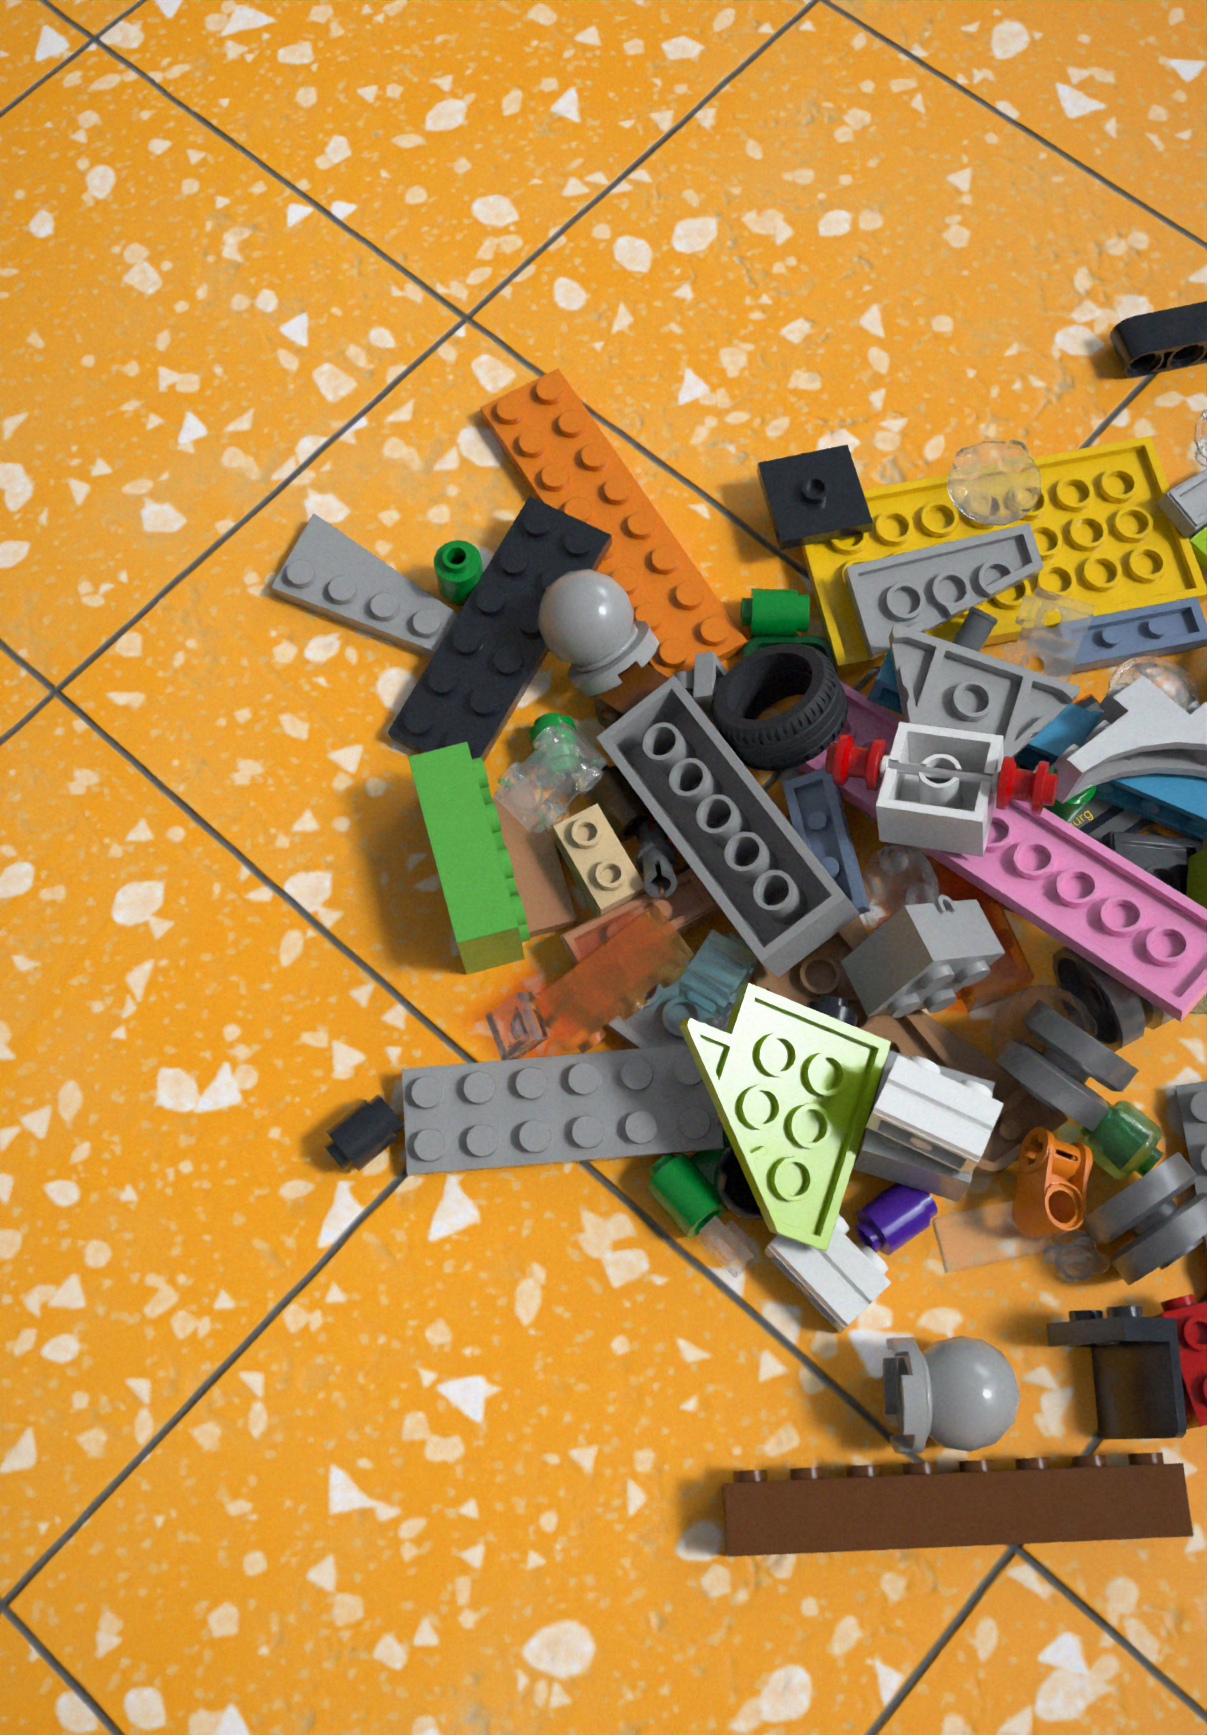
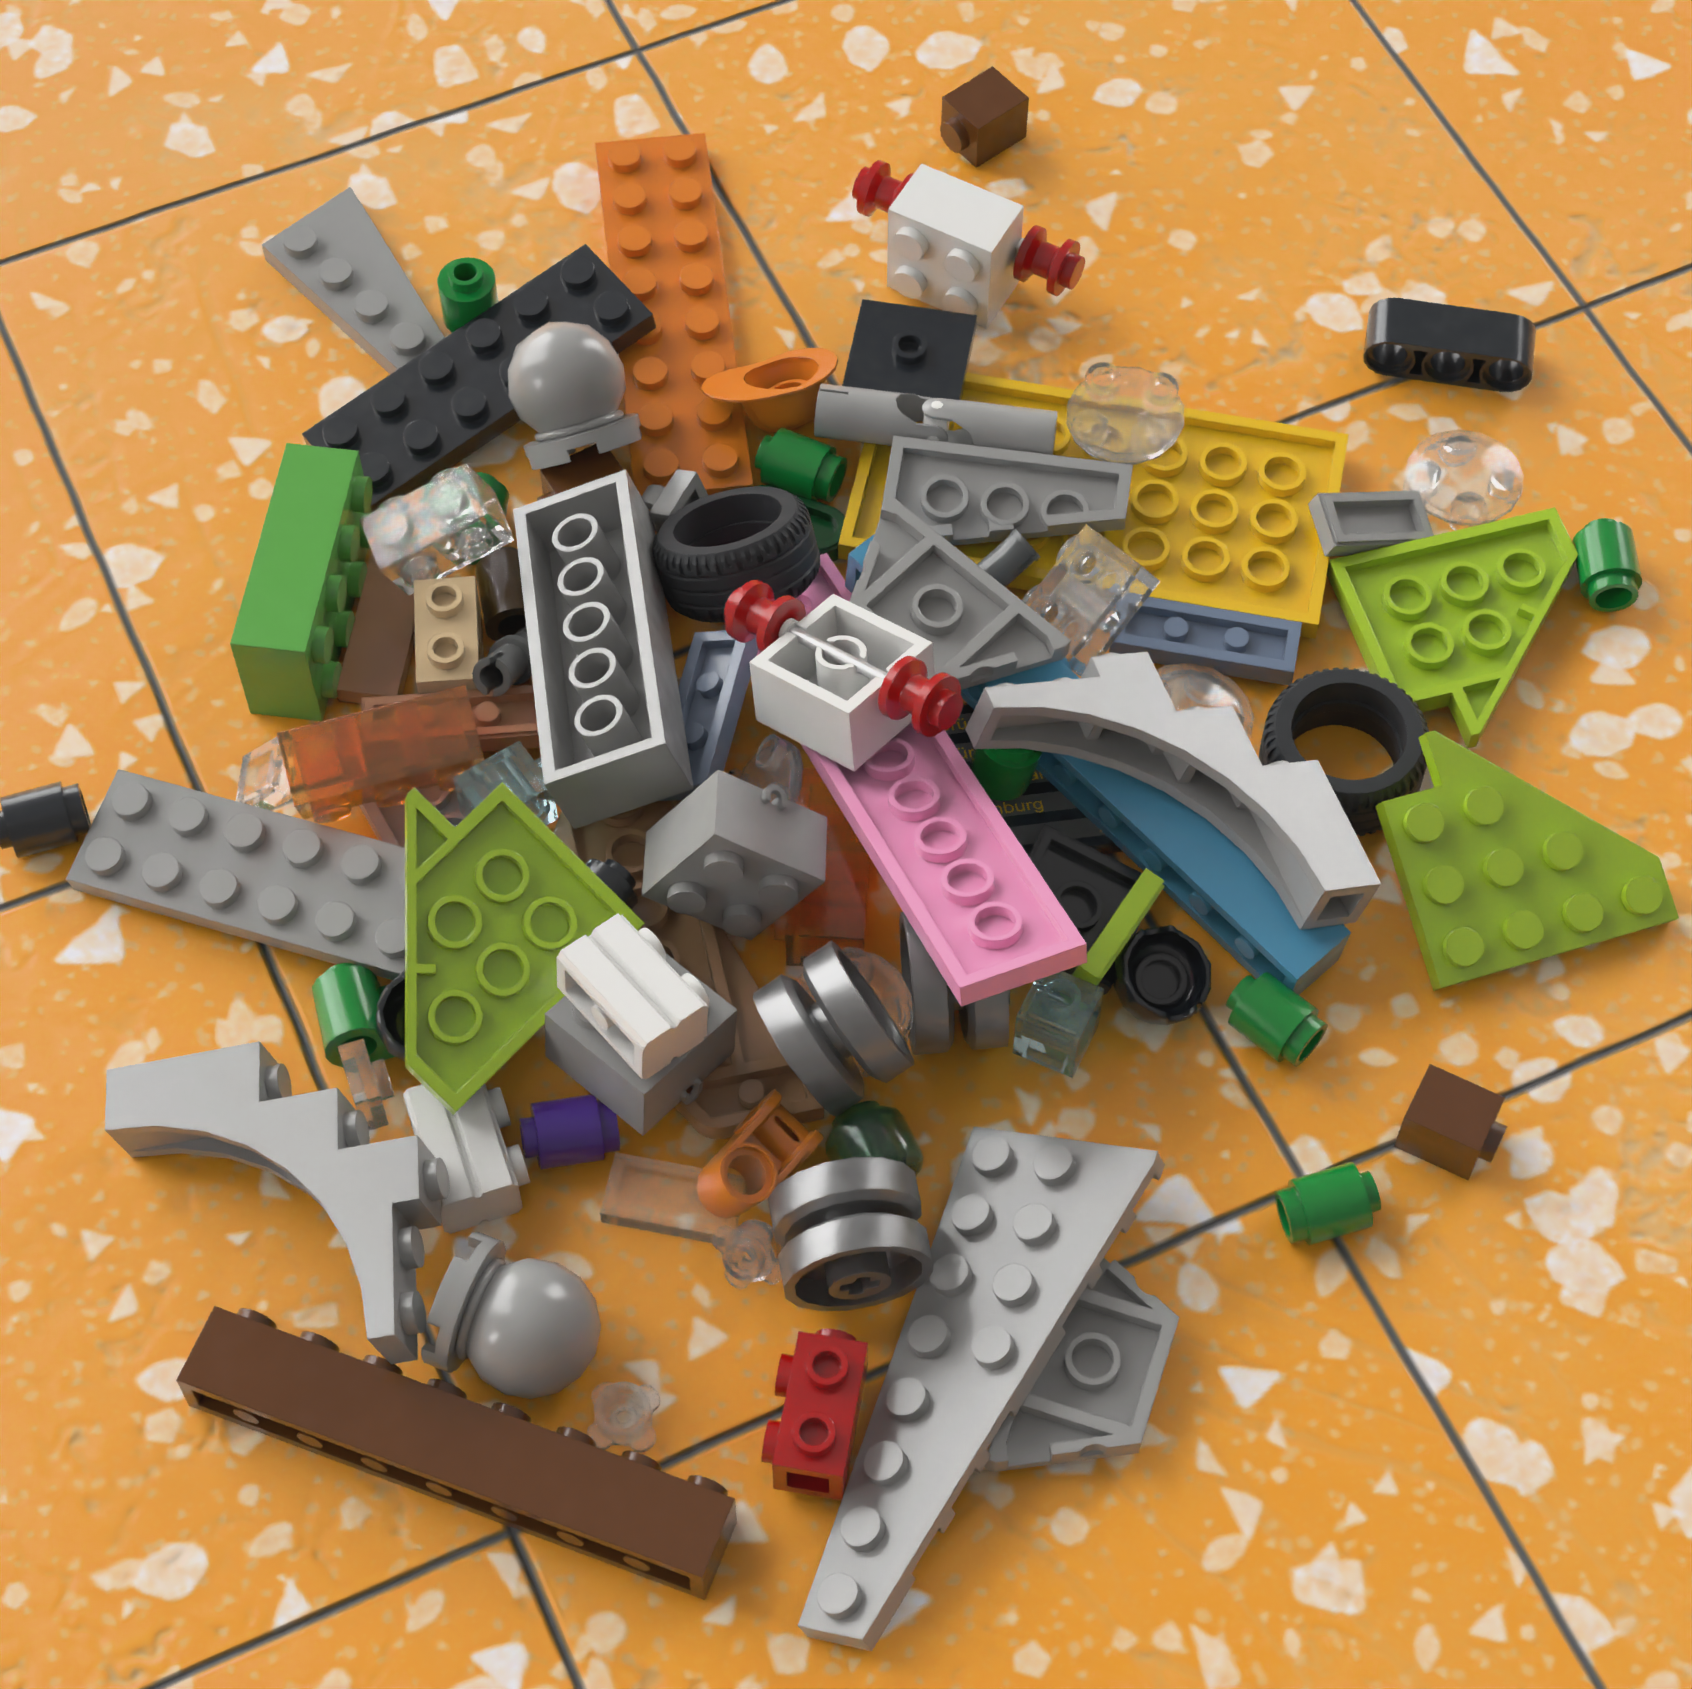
camera: 20 degrees right, 10 degrees down
(728, 556) = (776, 390): none -> orange piece
(757, 279) = (984, 117): none -> reddish brown brick
(800, 1346) = (243, 1109): none -> arch
(802, 389) = (960, 242): none -> white brick
(888, 536) = (878, 415): none -> light grey piece
(1066, 1427) = (618, 1397): none -> clear plate
(1132, 1370) = (753, 1359): black bracket -> none

